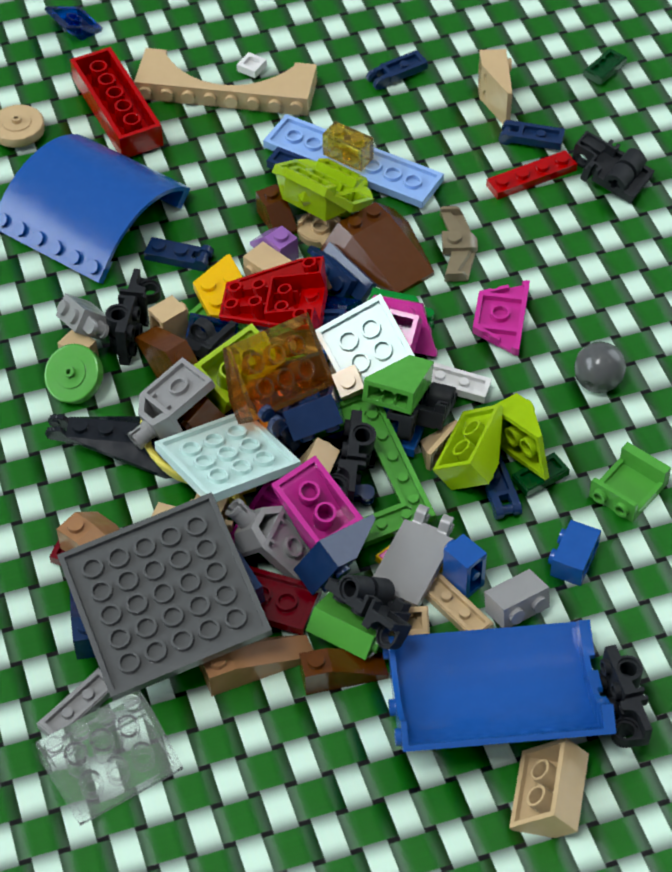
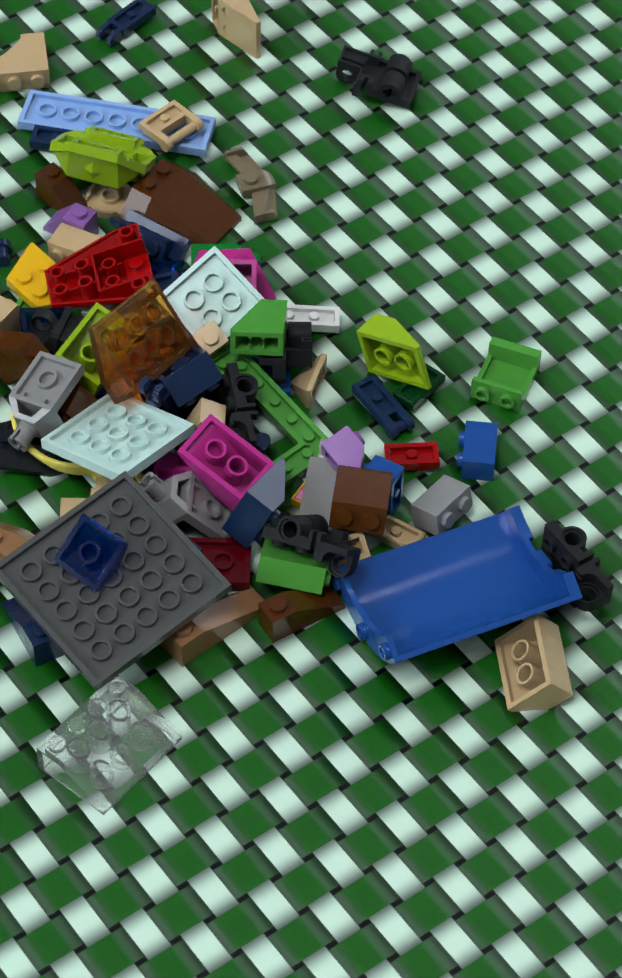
camera: 20 degrees left, 0 degrees up
(77, 704) = (56, 706): light grey tile -> none
(149, 565) = (91, 553): none -> clear blue slope
(348, 146) = (111, 108): clear yellow brick -> none
(395, 167) = (168, 119): none -> tan plate
(432, 575) = (360, 499): none -> reddish brown slope
(436, 527) = (344, 449): none -> medium lavender slope
(472, 449) = (349, 376): lime slope -> none
(501, 316) = (325, 245): dark pink wing -> none
(507, 542) = (413, 455): none -> red plate
(531, 135) = (287, 60): dark blue plate -> none
(531, 174) = (301, 101): red plate -> none
(600, 367) = (440, 272): dark grey piece -> none

